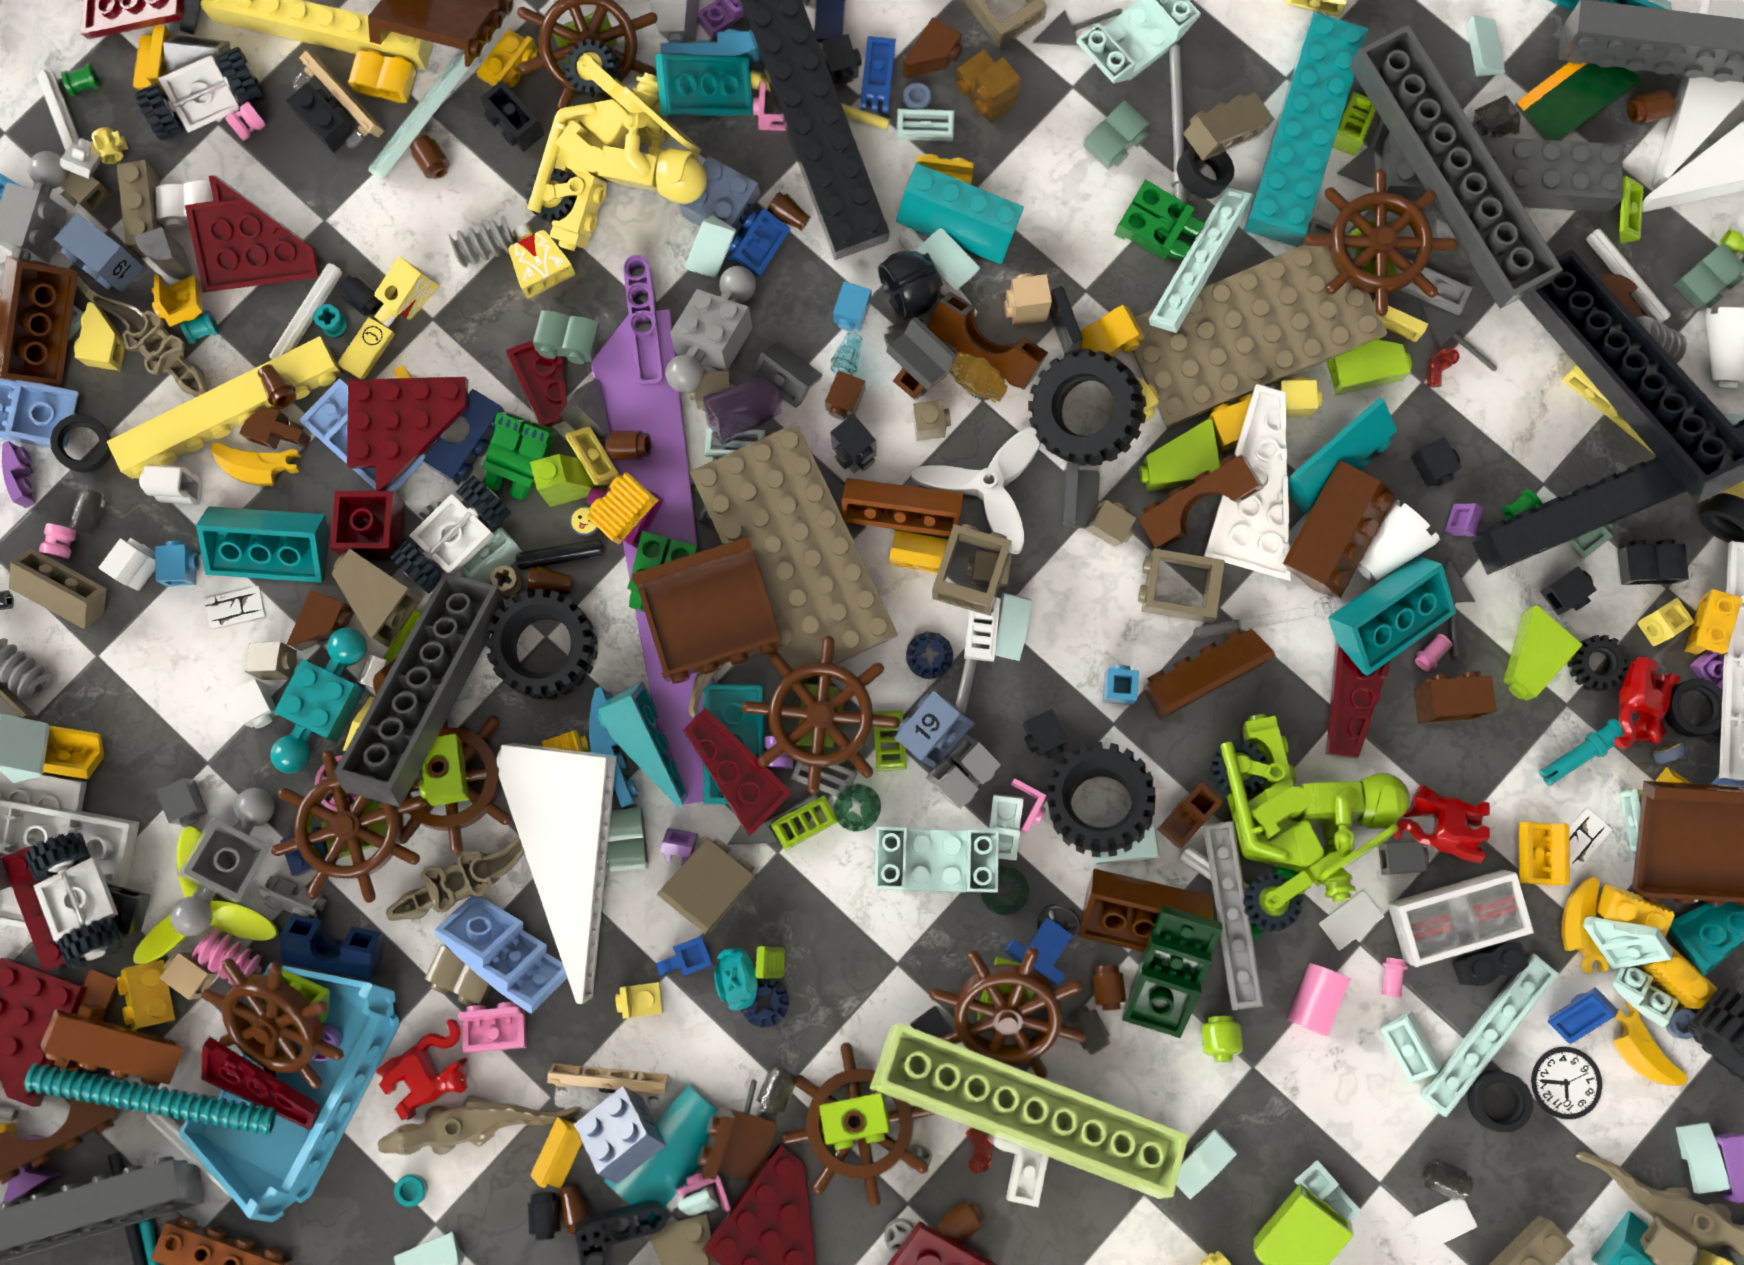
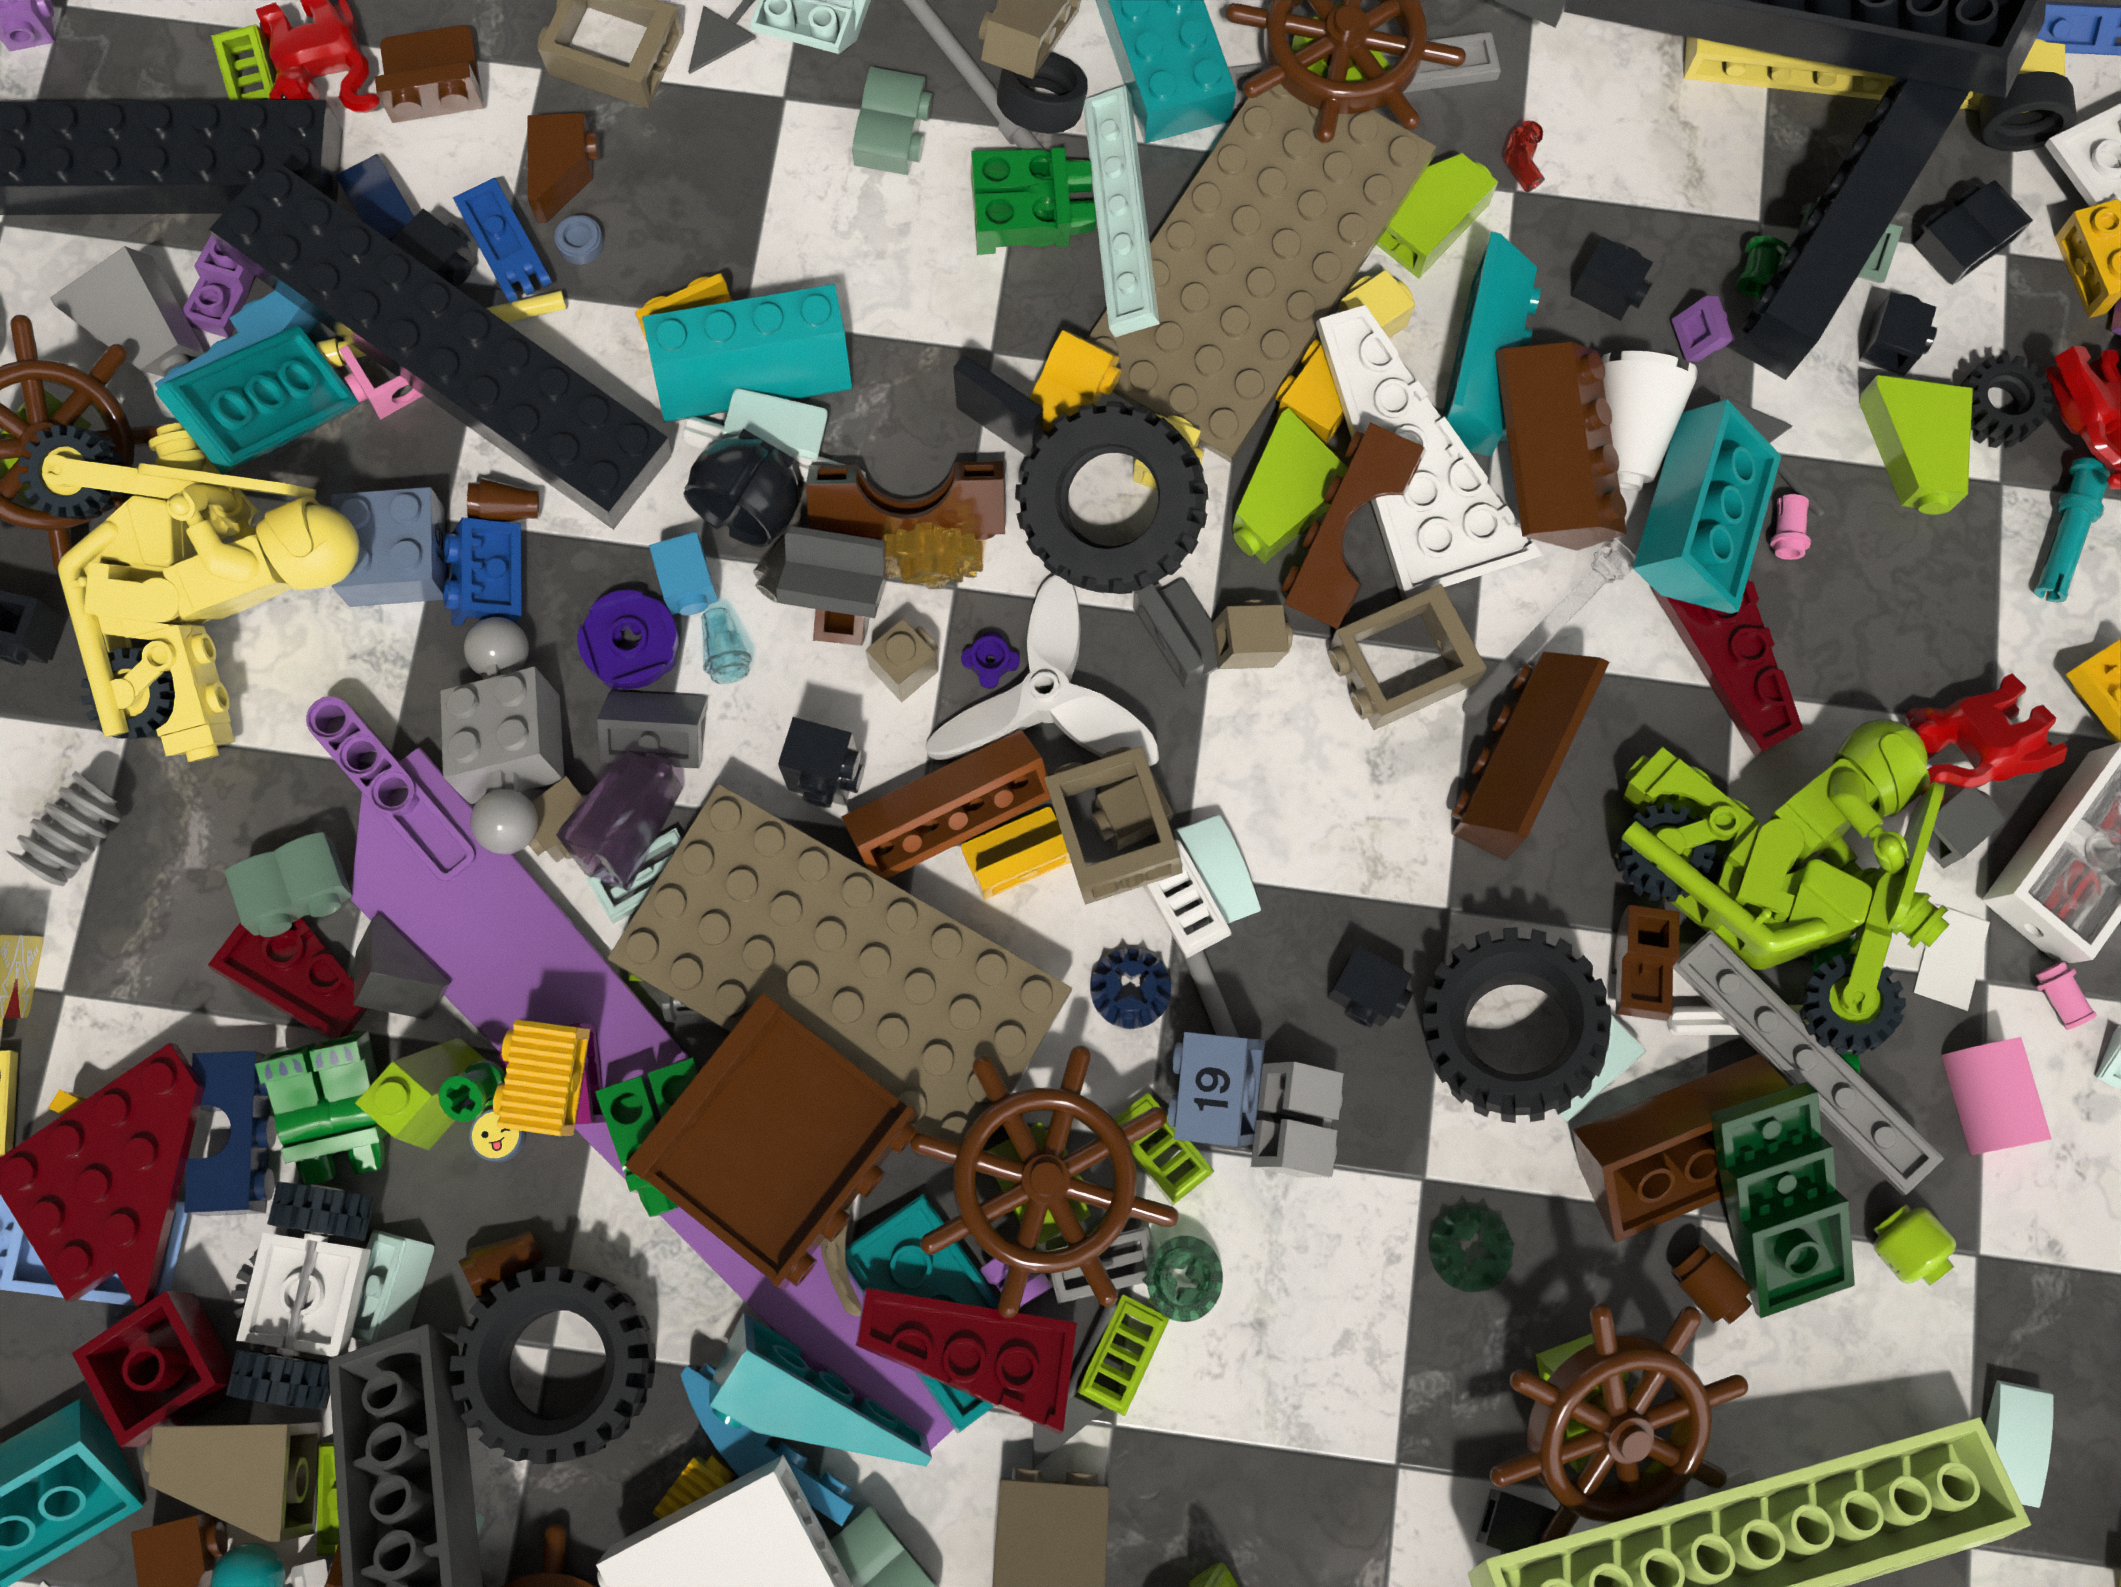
camera: 40 degrees left, 5 degrees down
(505, 572) = (425, 1293): dark tan bush -> none
(538, 261) = (173, 804): light yellow torso -> none
(559, 554) = (489, 1211): black axle -> none
(585, 492) = (467, 1094): none -> green bush
(592, 456) = (444, 1031): light yellow slope -> none
(628, 445) = (489, 980): reddish brown brick -> none
(678, 843) = (963, 1519): medium lavender tile -> none
(710, 247) = (421, 620): light aqua slope -> none
(795, 308) = (603, 628): none -> dark purple plate
(844, 395) = (758, 704): reddish brown brick -> none
(924, 129) = (620, 274): light aqua tile -> none
(936, 860) = (1351, 1273): light aqua slope -> none
(979, 442) = (990, 645): none -> dark purple plate
(988, 84) = (669, 158): pearl gold brick -> none
(1006, 818) = (1406, 1158): light aqua slope -> none
(1028, 299) = (927, 407): tan brick -> none
(1037, 810) = (1436, 1105): bright pink bracket -> none
(1049, 941) = (1588, 1279): blue piece -> none
(1093, 1026) = (1724, 1355): clear smoke brick -> none
(1120, 685) = (1425, 848): dark azure brick -> none
(1403, 324) = (1447, 128): light yellow tile -> none
(1445, 326) = (1493, 104): dark grey piece -> none
(1454, 698) = (1868, 564): reddish brown brick -> none
(1665, 622) = (2043, 297): light yellow bracket -> none

